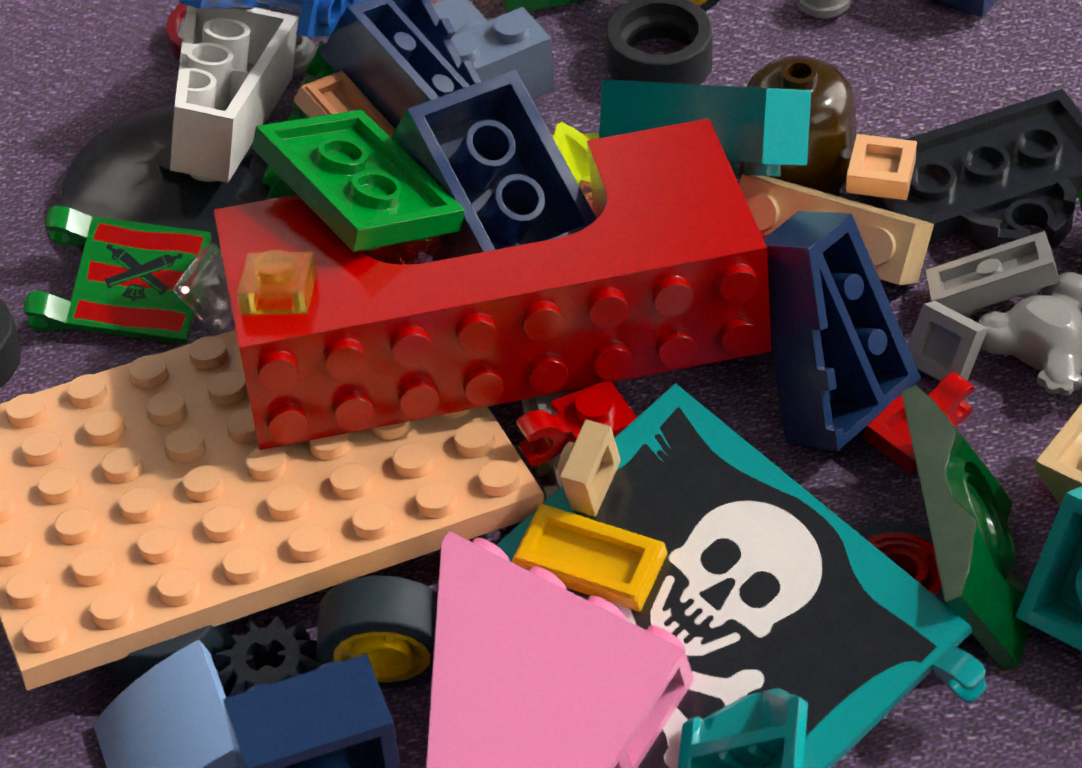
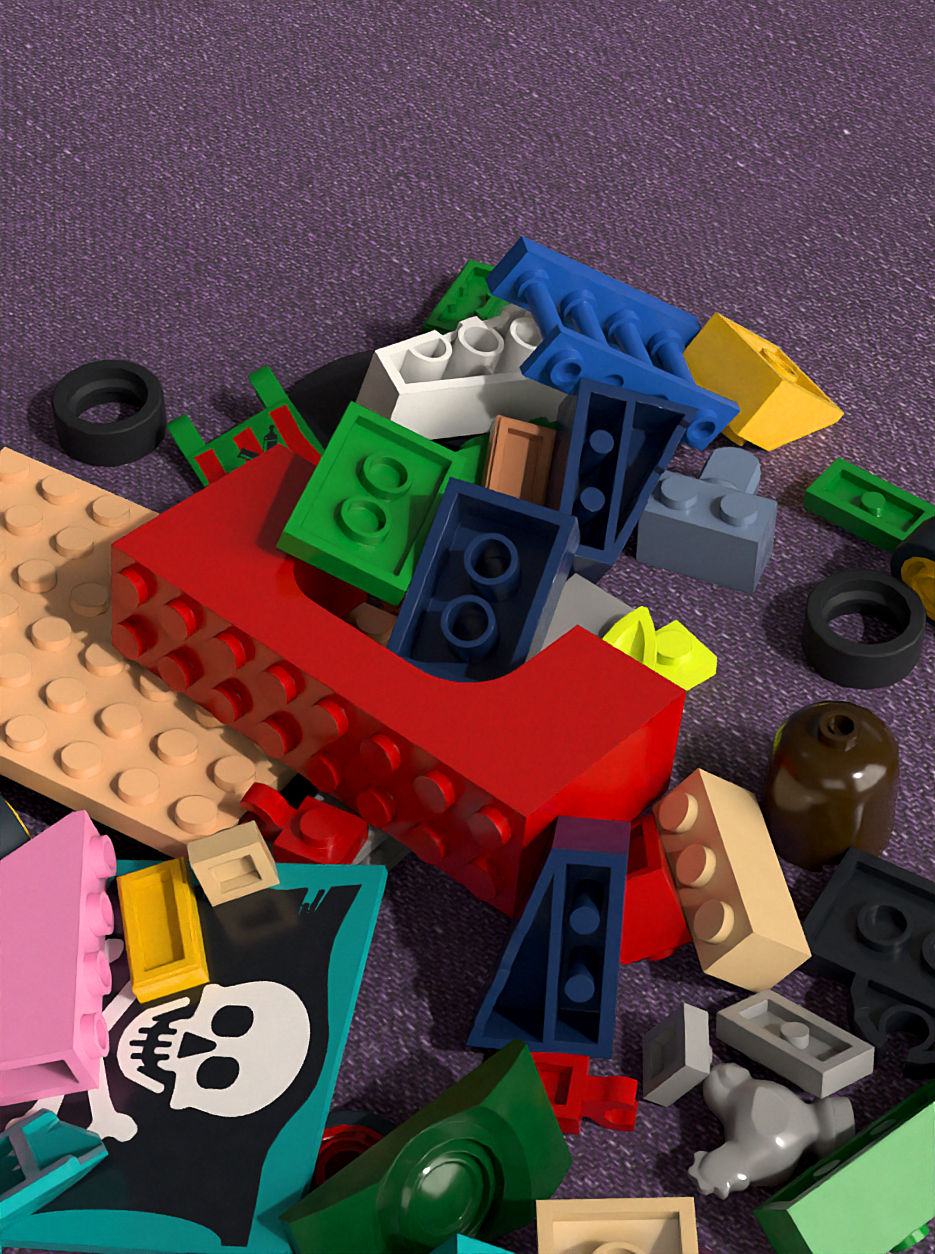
camera: 50 degrees right, 0 degrees up
(100, 73) = (464, 299): none -> green plate
(277, 283) = (200, 523): clear yellow plate -> none
(752, 123) = (736, 708): teal brick -> none
(881, 167) = (837, 871): light nougat plate -> none

